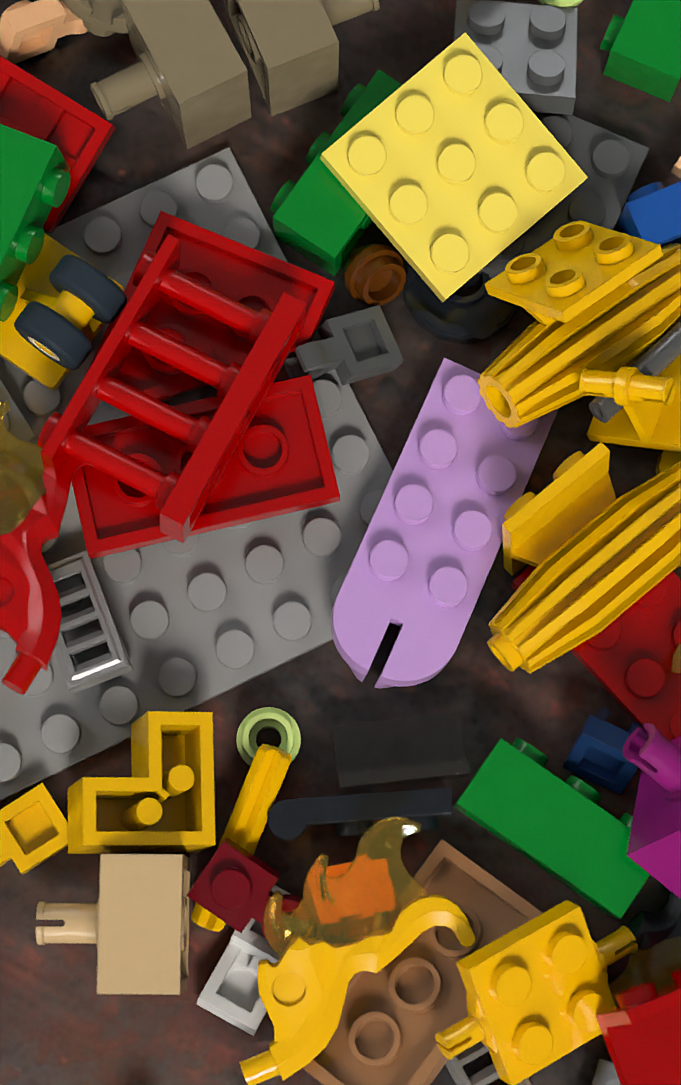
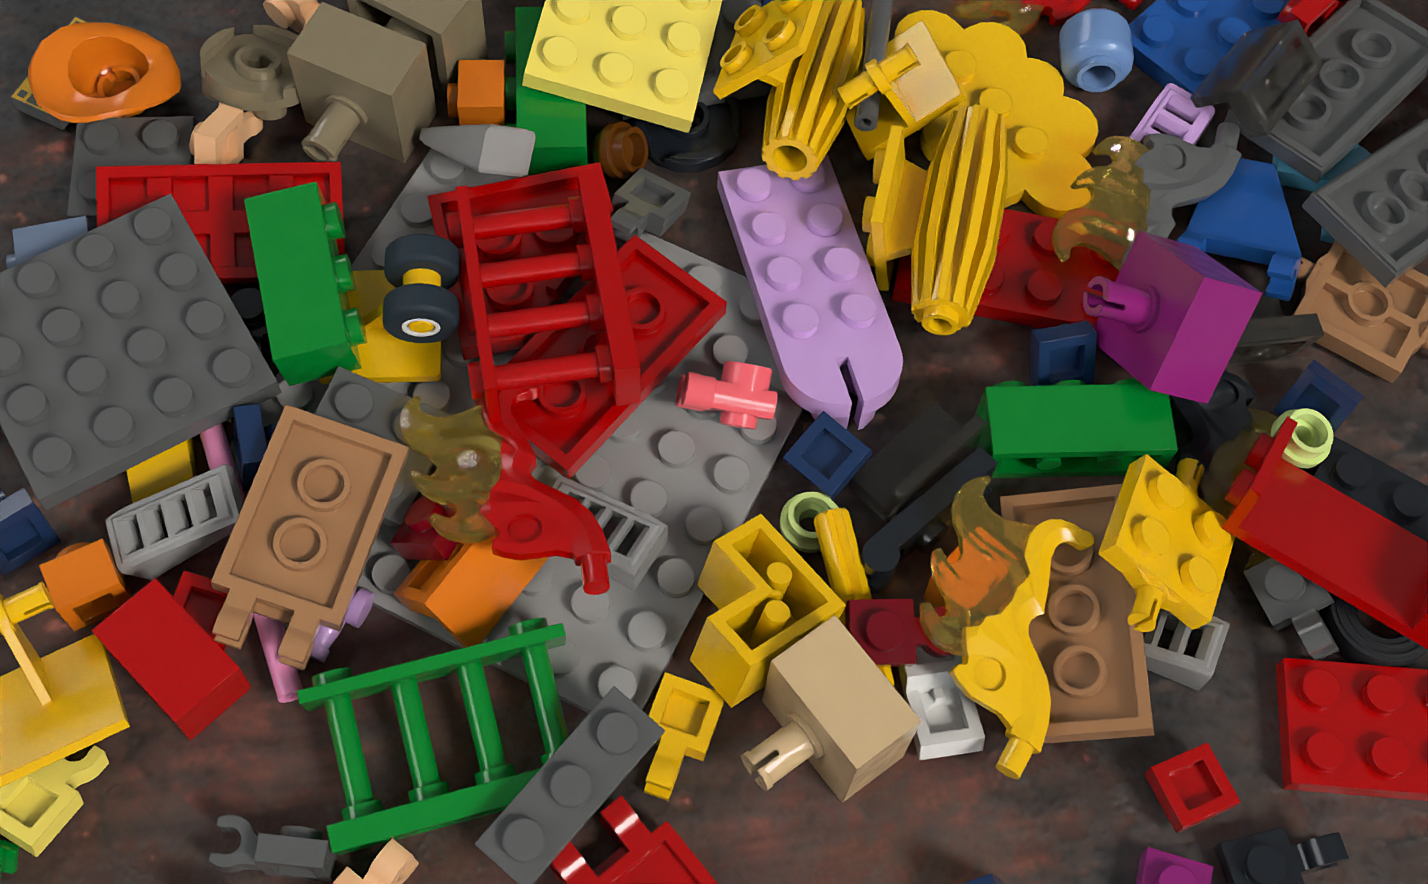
camera: 40 degrees left, 15 degrees down
(241, 195) = (484, 147): none -> light grey slope
(282, 590) = (739, 396): none -> coral plate
(285, 136) = (479, 93): none -> orange plate
(319, 697) = (827, 455): none -> dark blue tile

